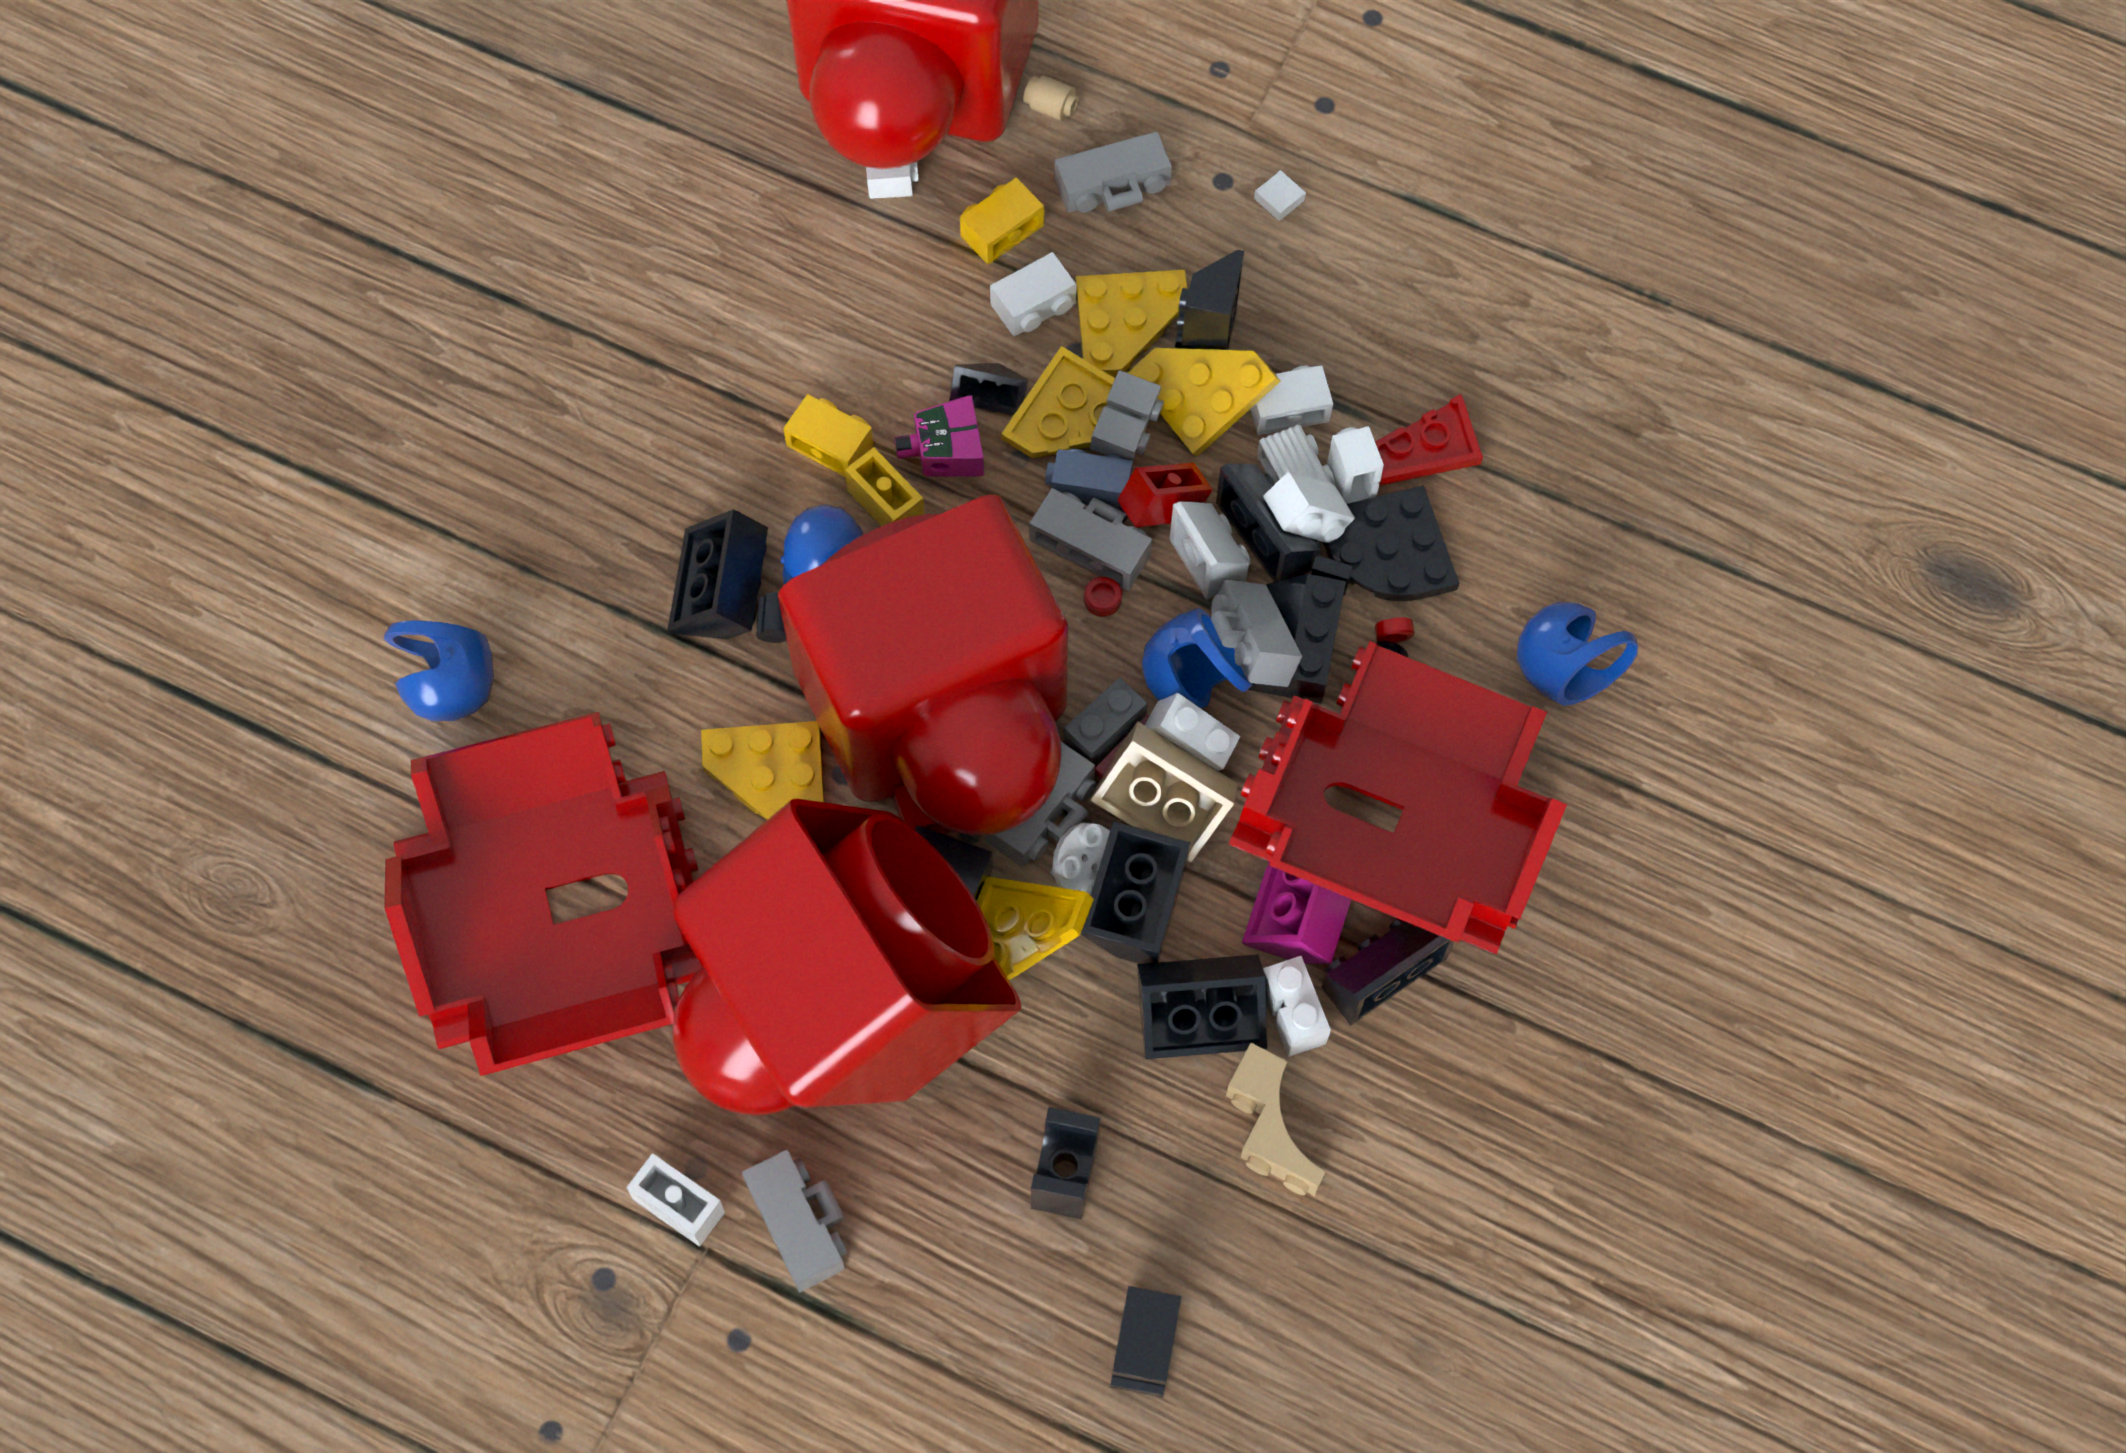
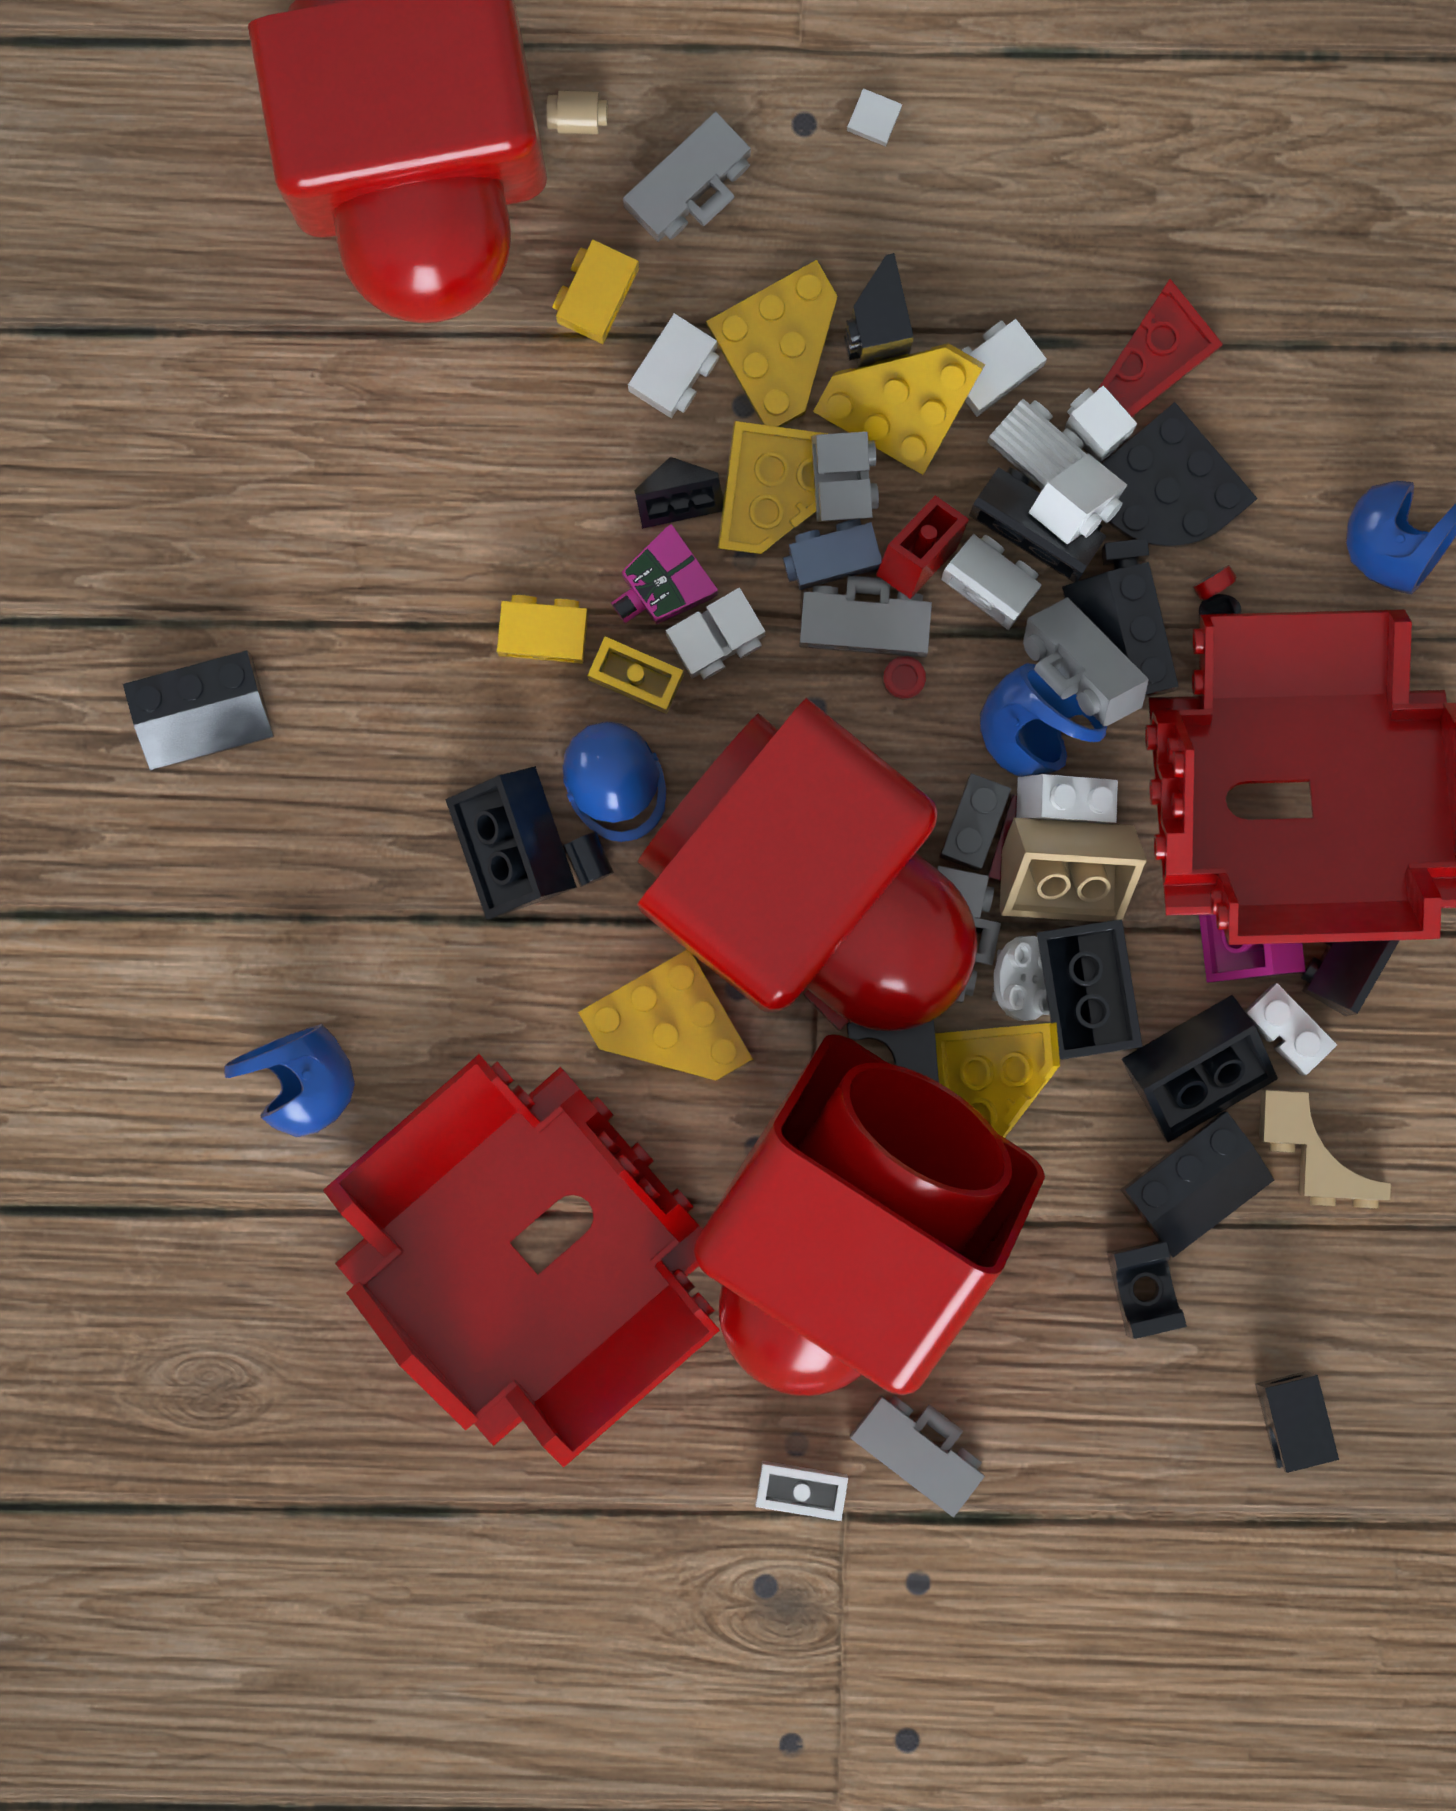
camera: 25 degrees left, 20 degrees up
(529, 376) = (198, 710): none -> black slope
(948, 491) = (716, 634): none -> white piece
(1155, 1100) = (1198, 1183): none -> black slope

